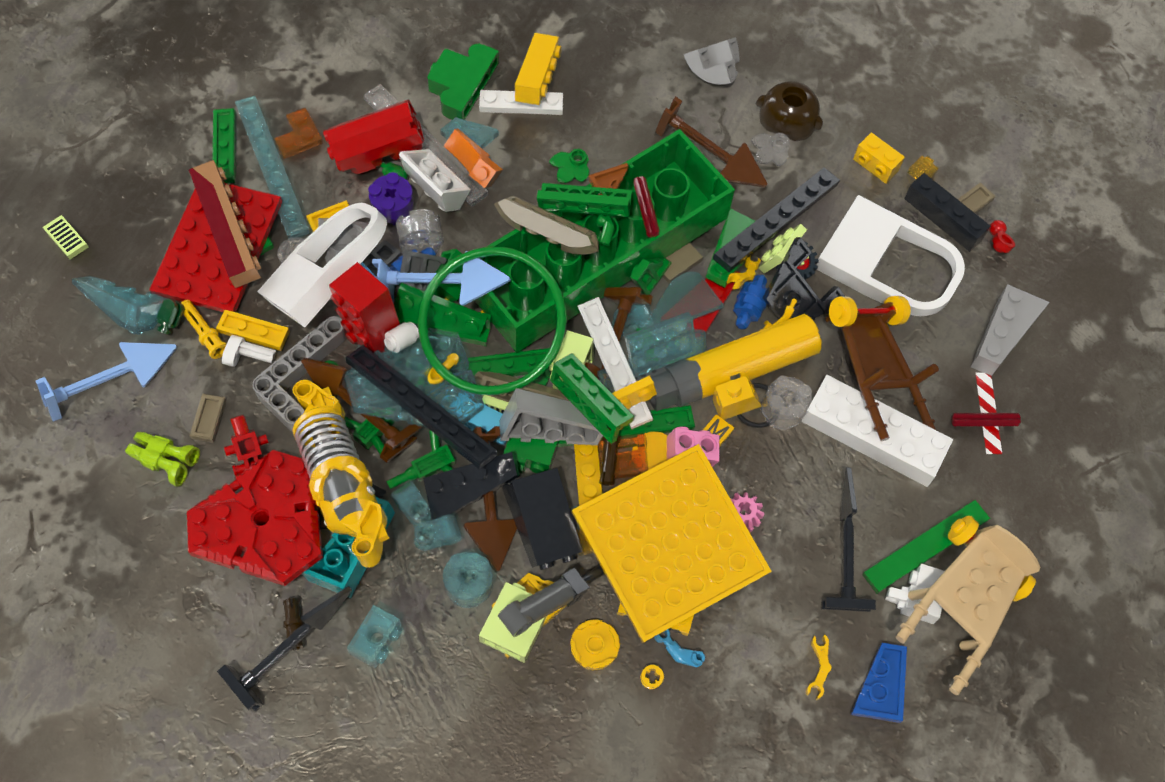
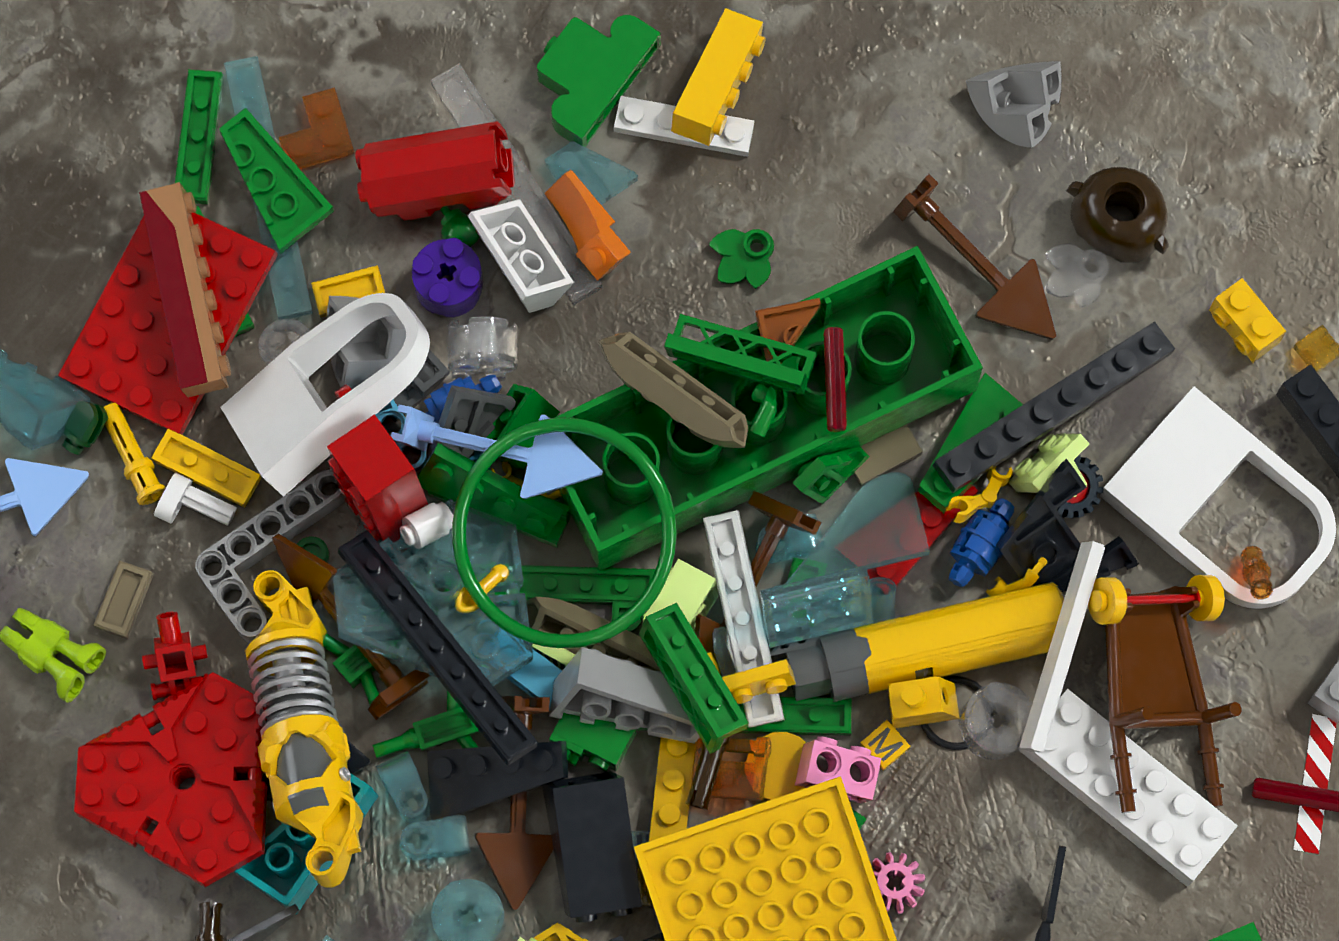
camera: 15 degrees right, 10 degrees up
(277, 161) = (277, 185): none -> green wing
(820, 346) = (1062, 646): none -> white tile
(923, 292) = (1256, 572): none -> clear orange pin

